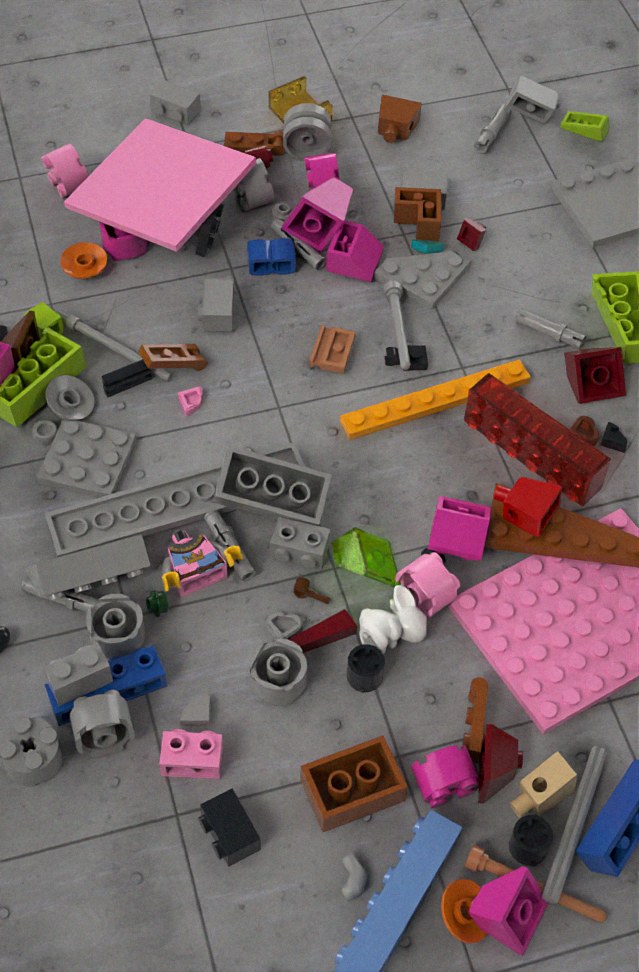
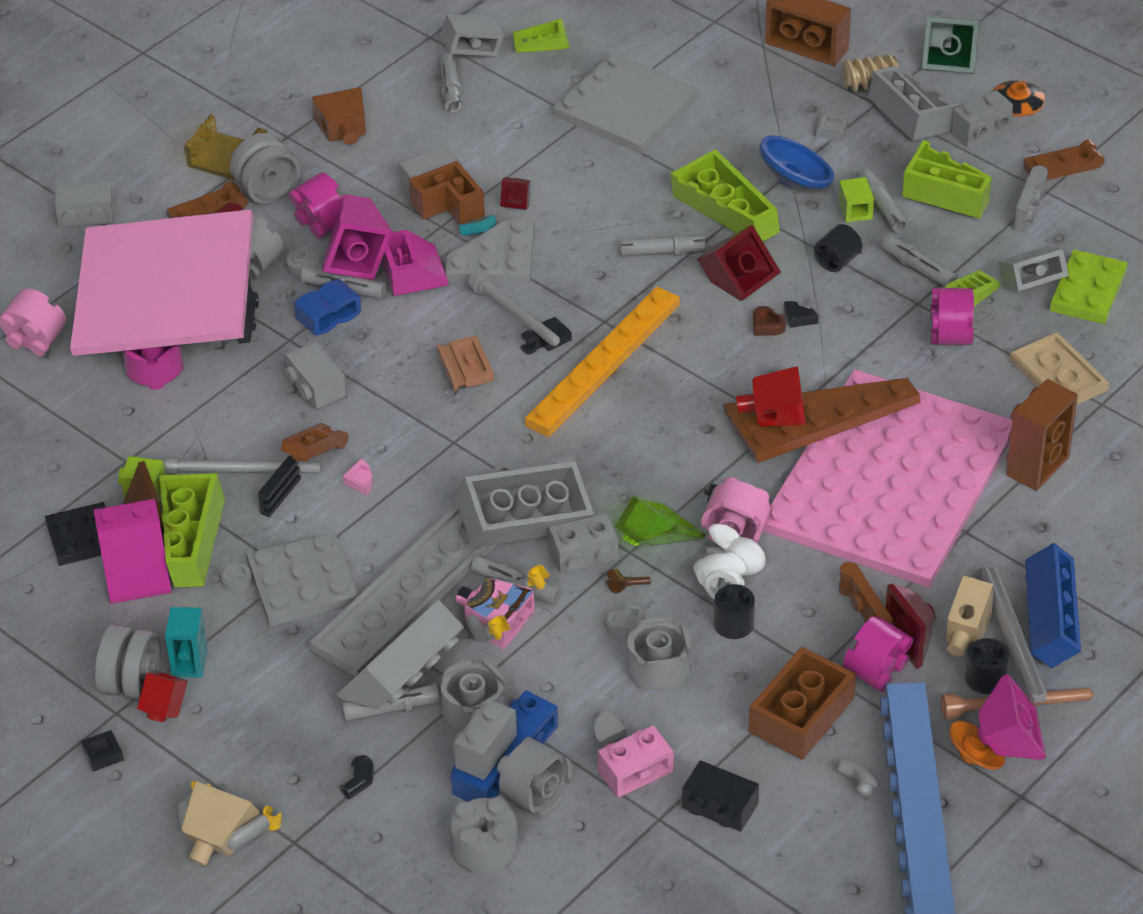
camera: 30 degrees left, 10 degrees down
(75, 392) = (238, 531): light grey dish -> none
(83, 260) = (130, 401): orange dish -> none
(157, 603) = (493, 655): dark green plate -> none
(326, 632) = (675, 598): dark red piece -> none
(459, 528) = (725, 453): dark pink slope -> none
(536, 439) = (731, 343): clear red brick -> none

